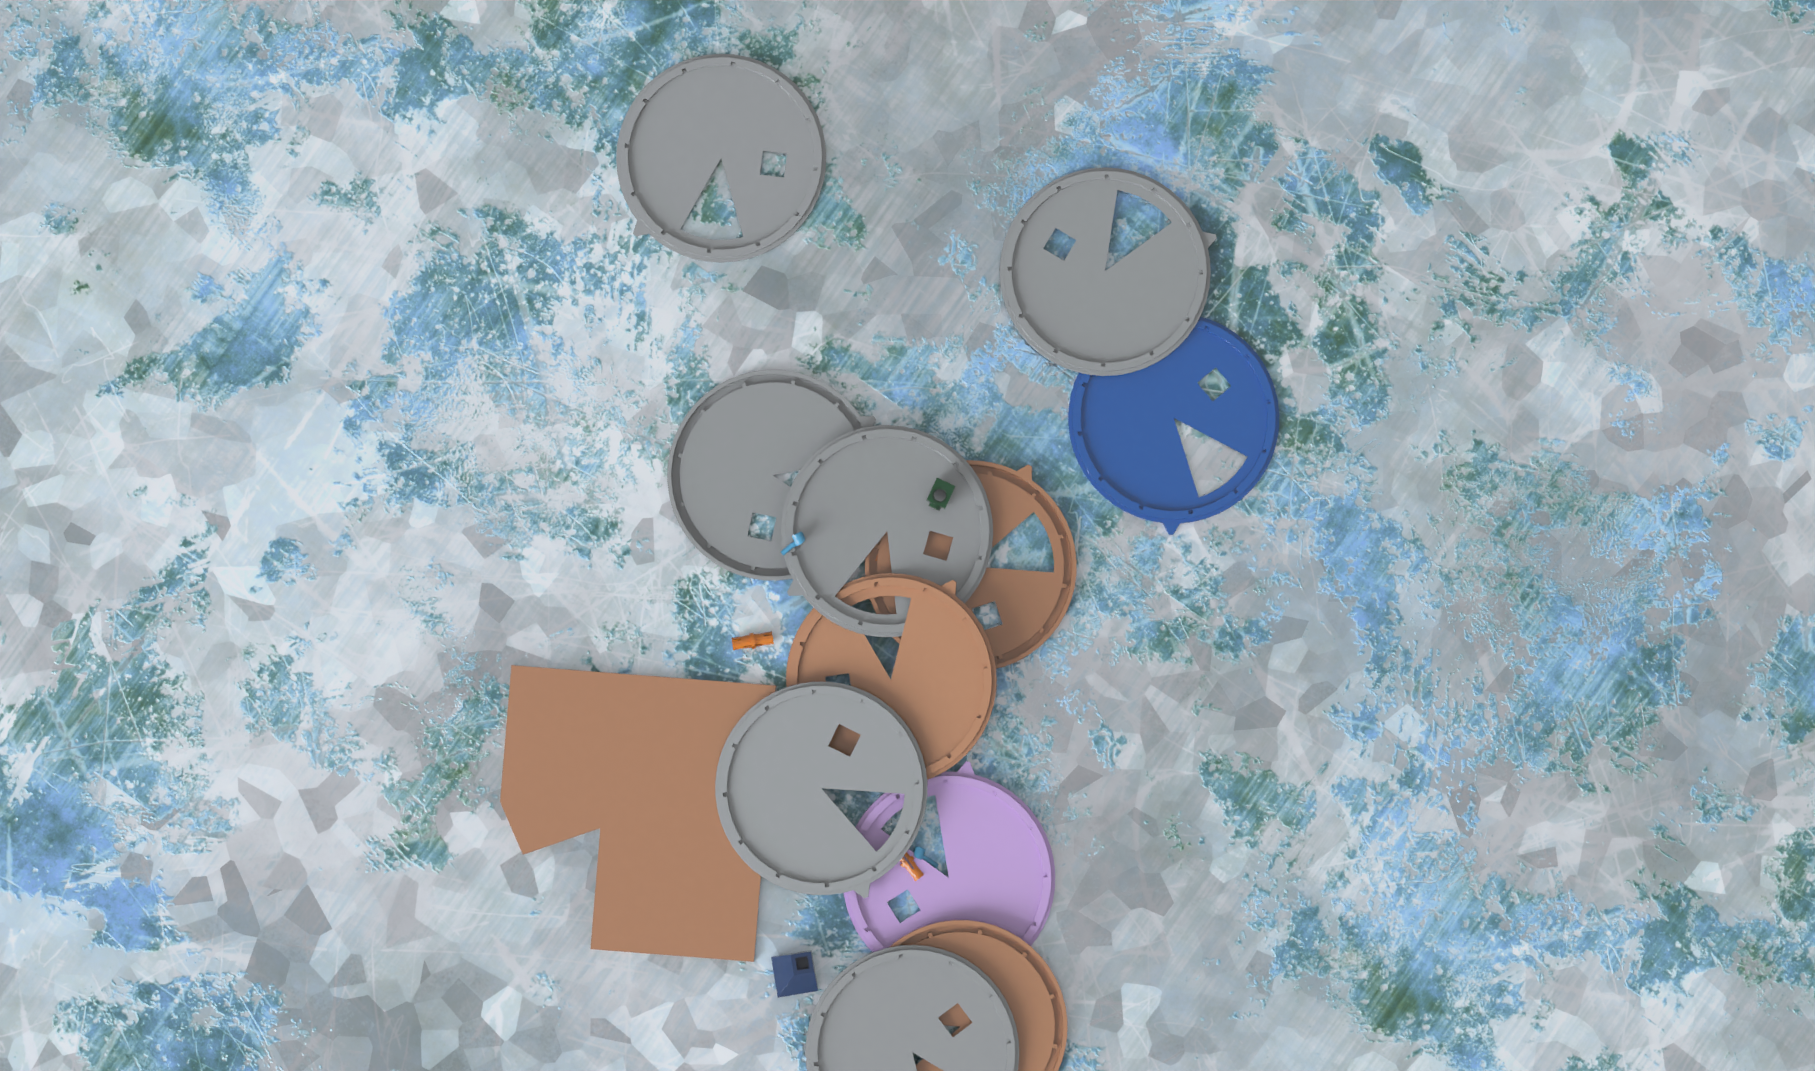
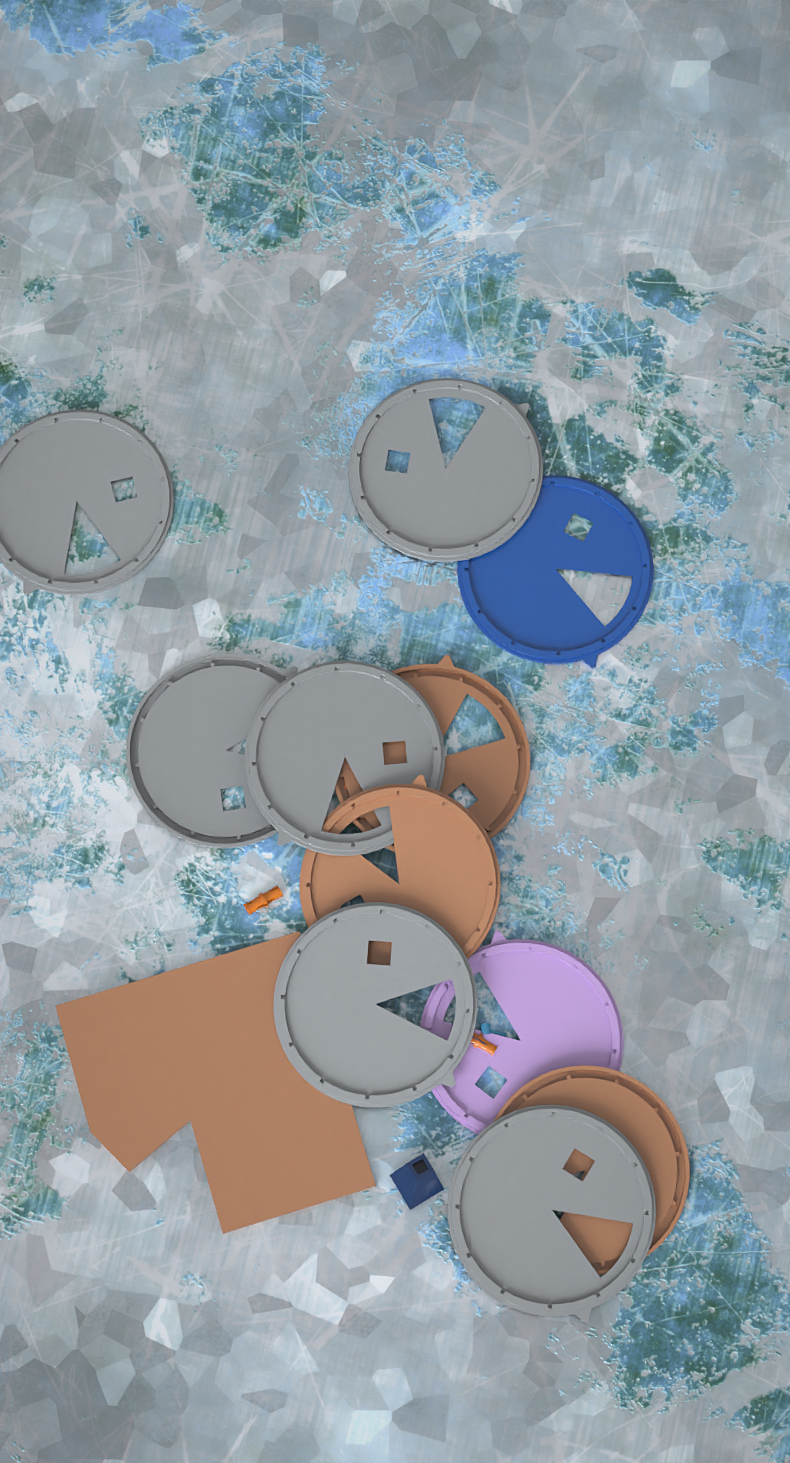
camera: 20 degrees left, 10 degrees down
(798, 539) = (269, 791): dark azure hand -> none
(940, 485) = (379, 697): dark green brick -> none

